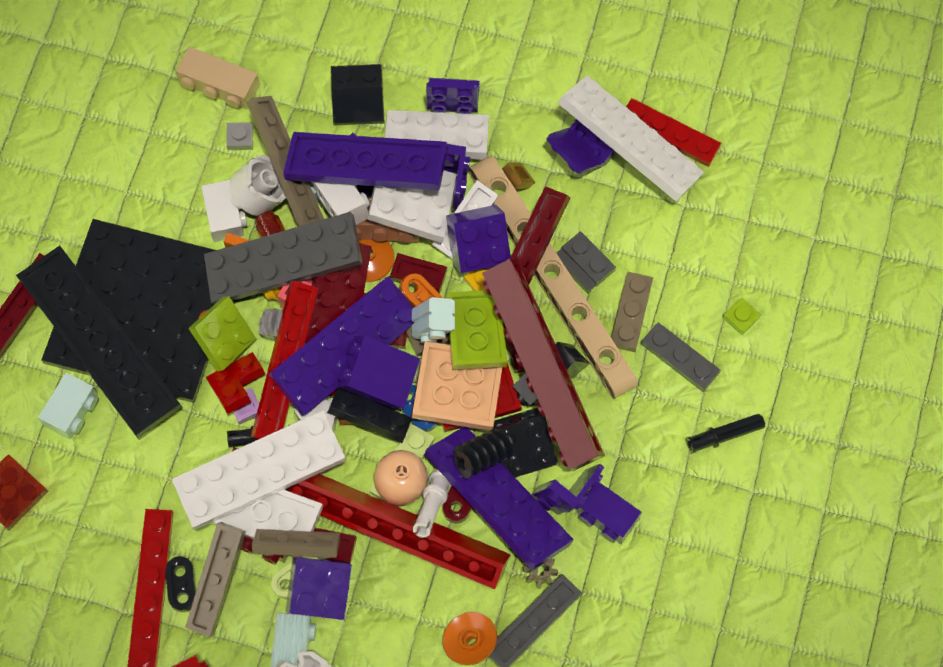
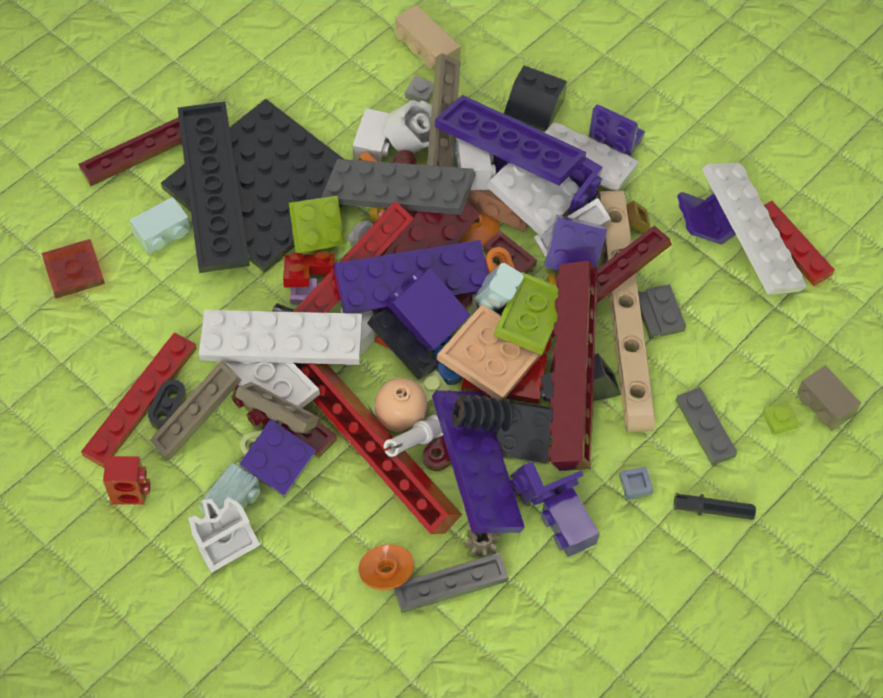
camera: 25 degrees right, 10 degrees down
(631, 311) = (681, 369): dark tan plate -> none
(647, 445) = (636, 483): none -> sand blue plate
(775, 277) = (828, 398): none -> dark tan brick

